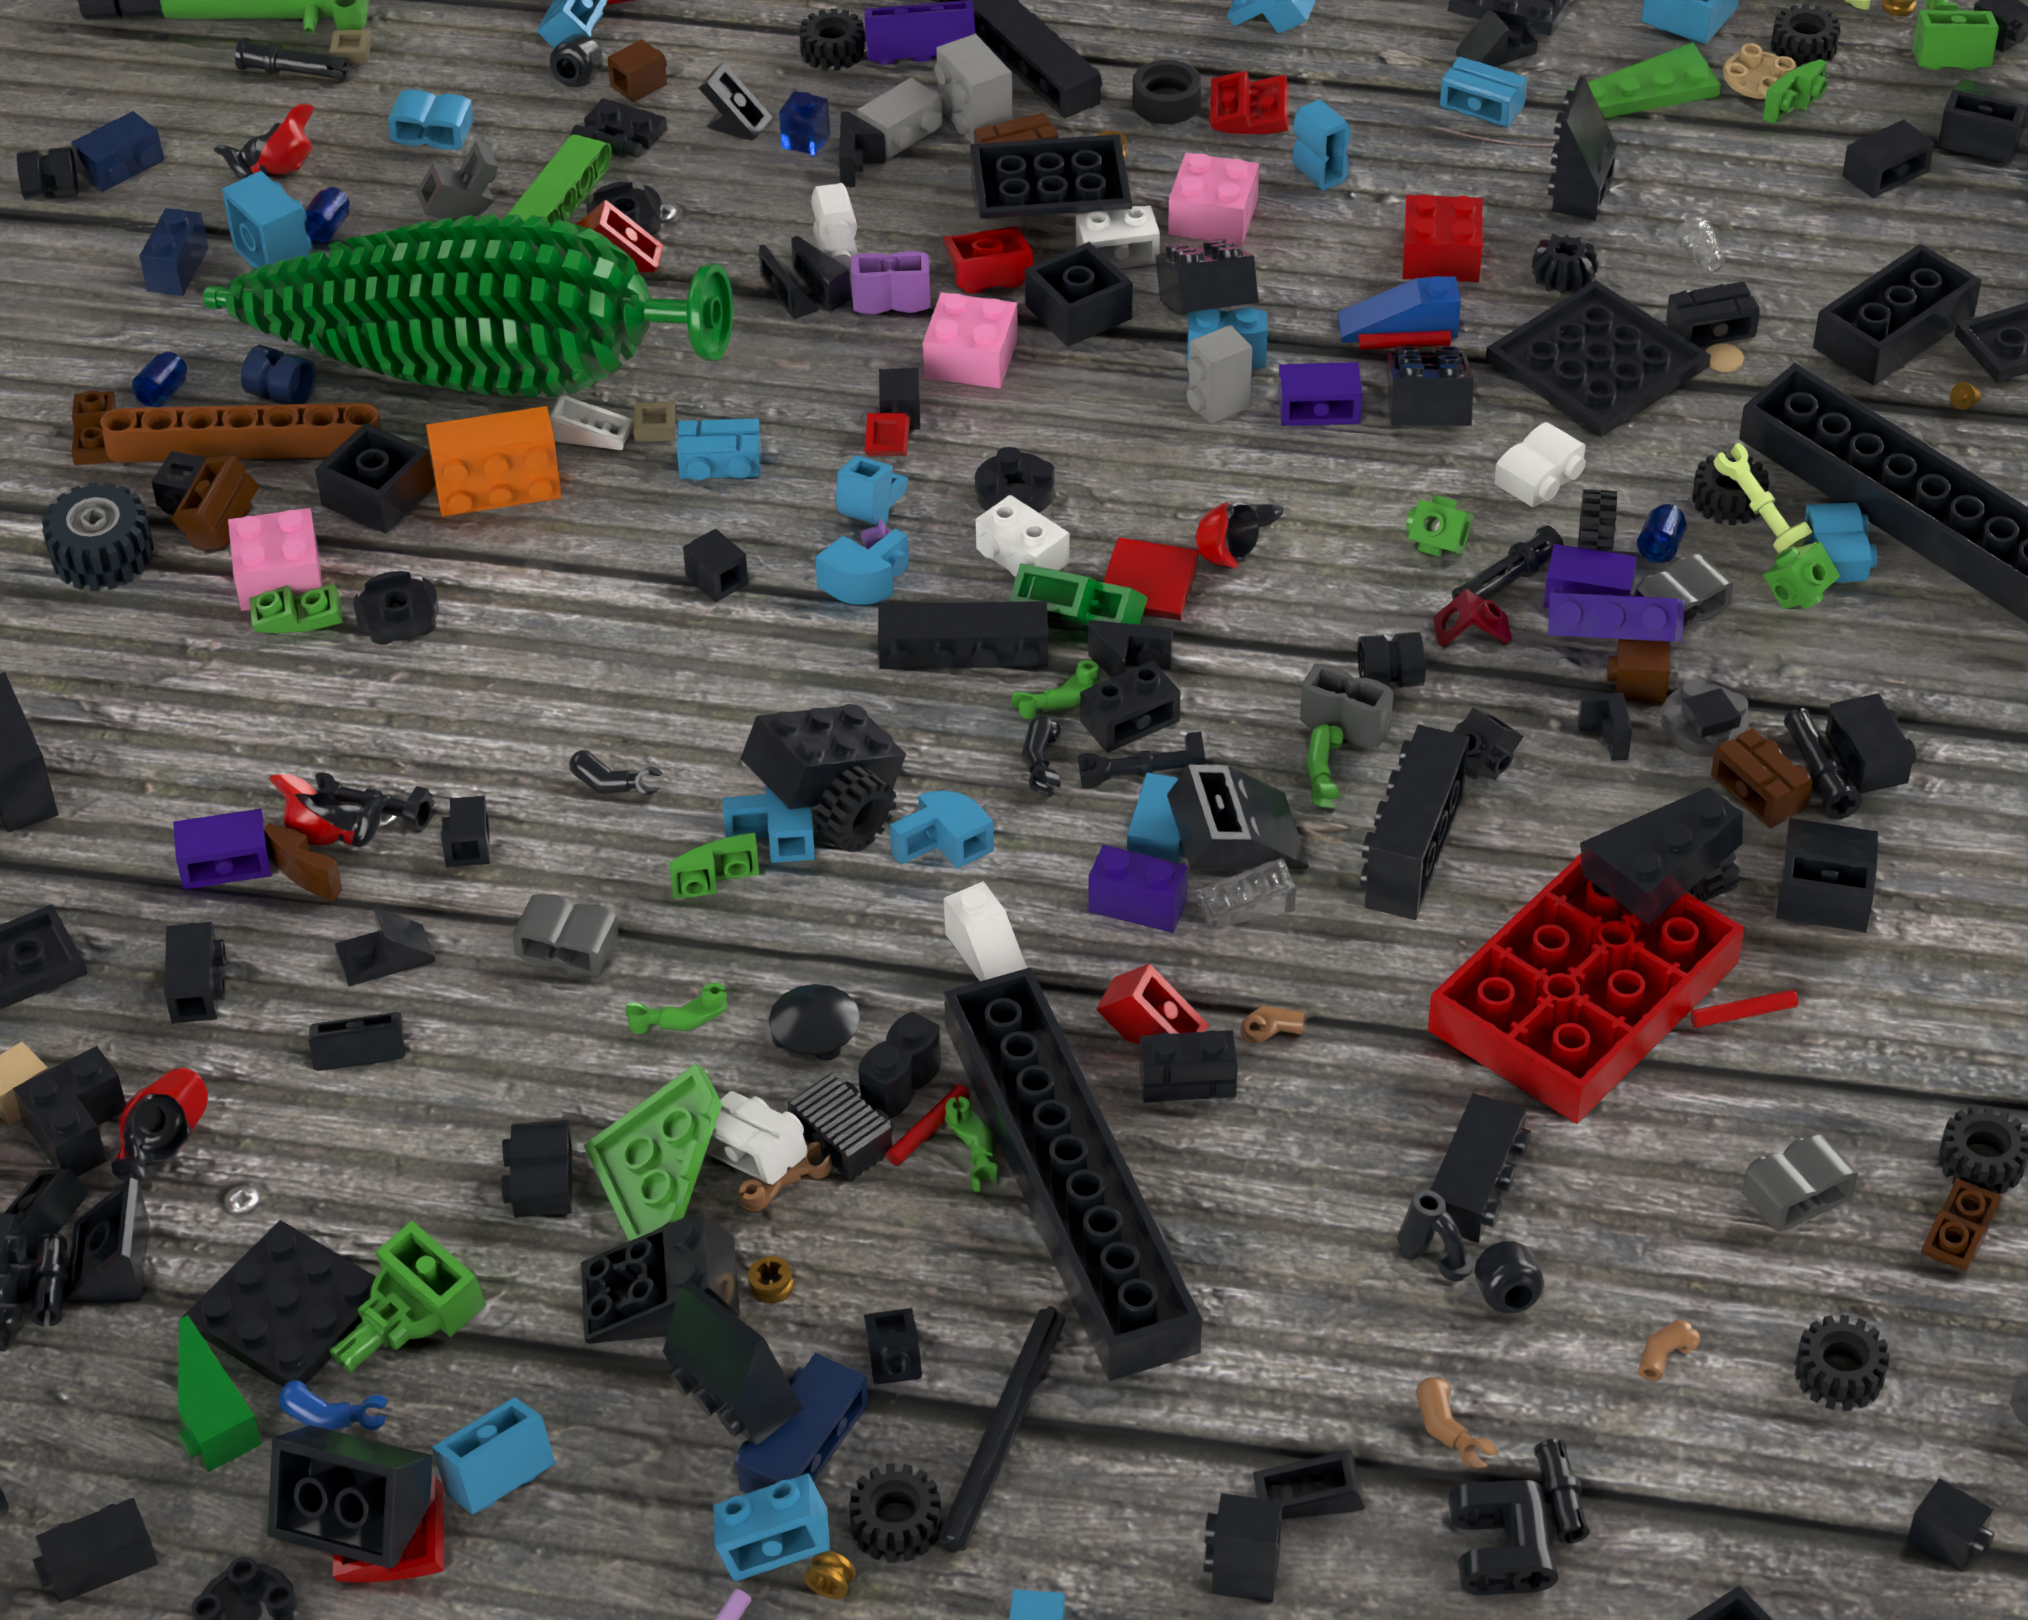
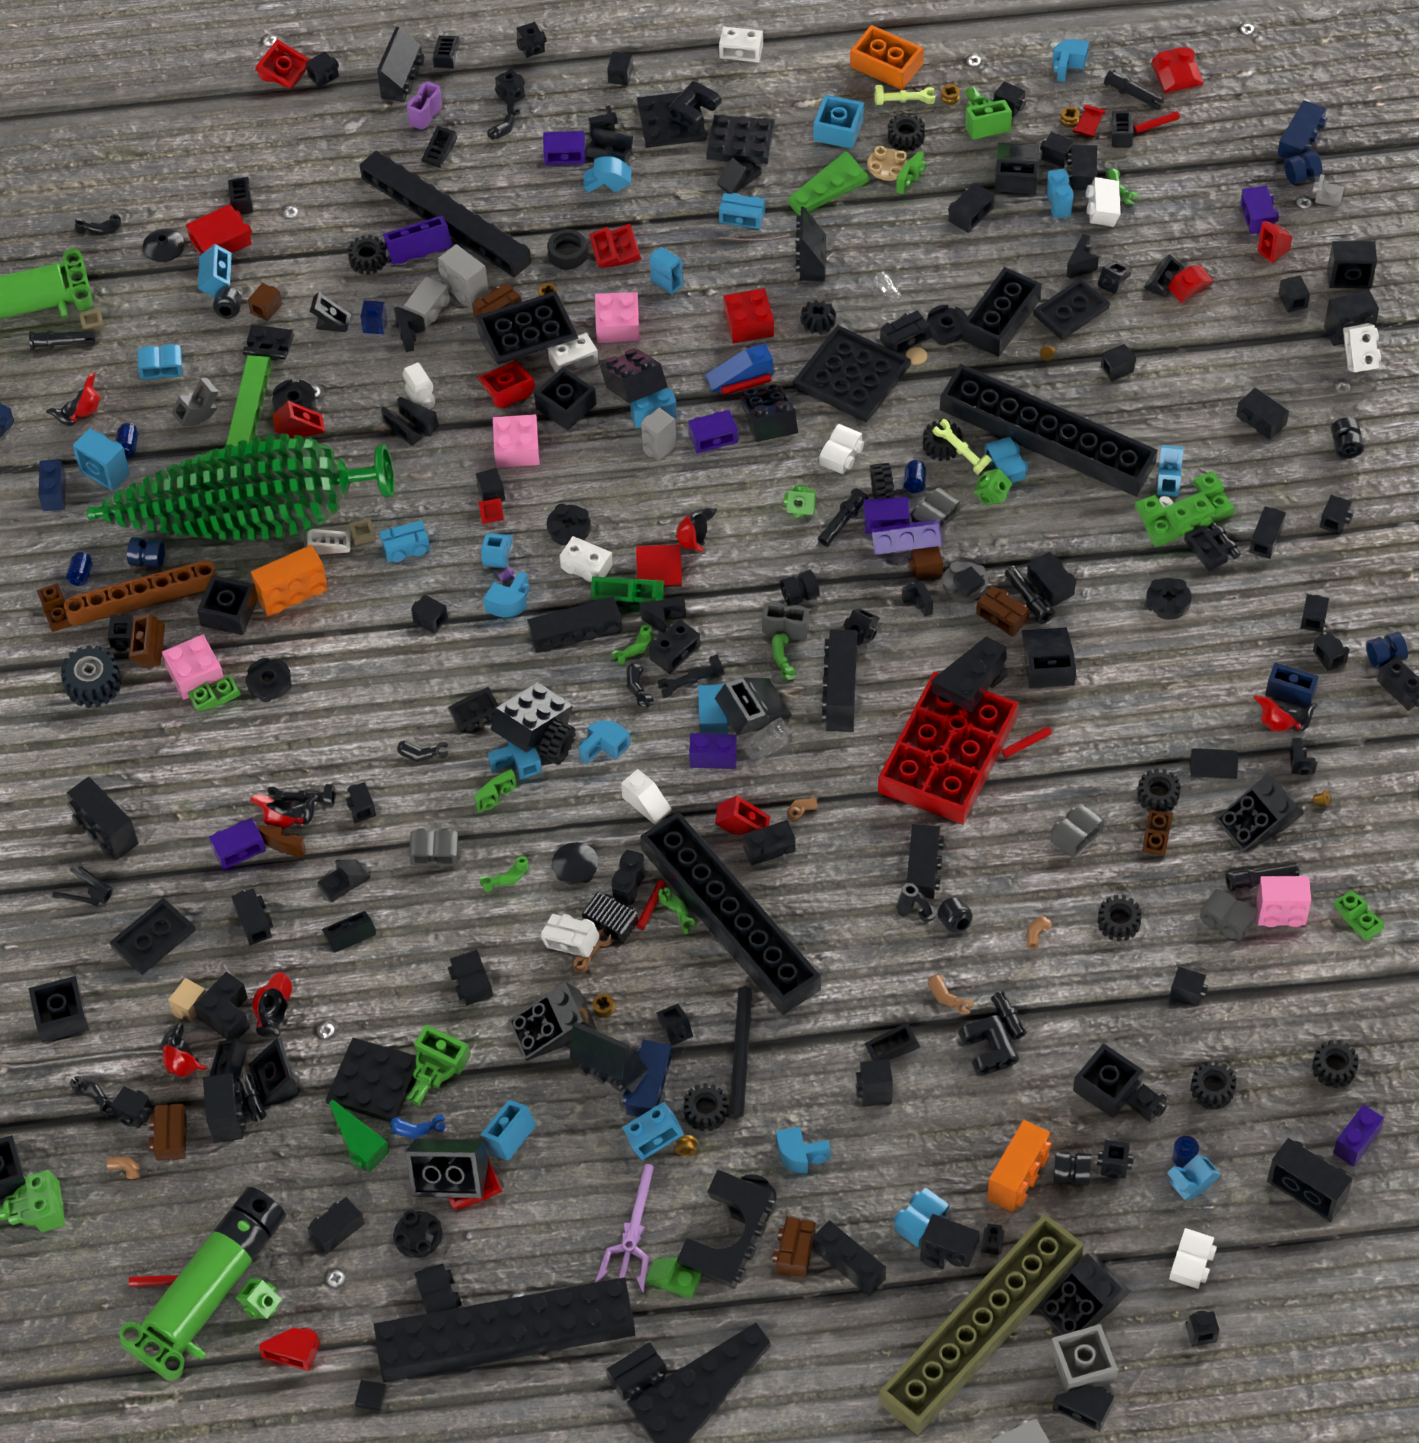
camera: 15 degrees left, 10 degrees up
(656, 1153) = (527, 957): bright green plate -> none
(723, 728) = (473, 710): none -> black bracket
(890, 282) = (460, 414): medium lavender brick -> none
(1475, 611) = (833, 549): dark red bracket -> none
(1785, 332) = (942, 333): none -> black plate

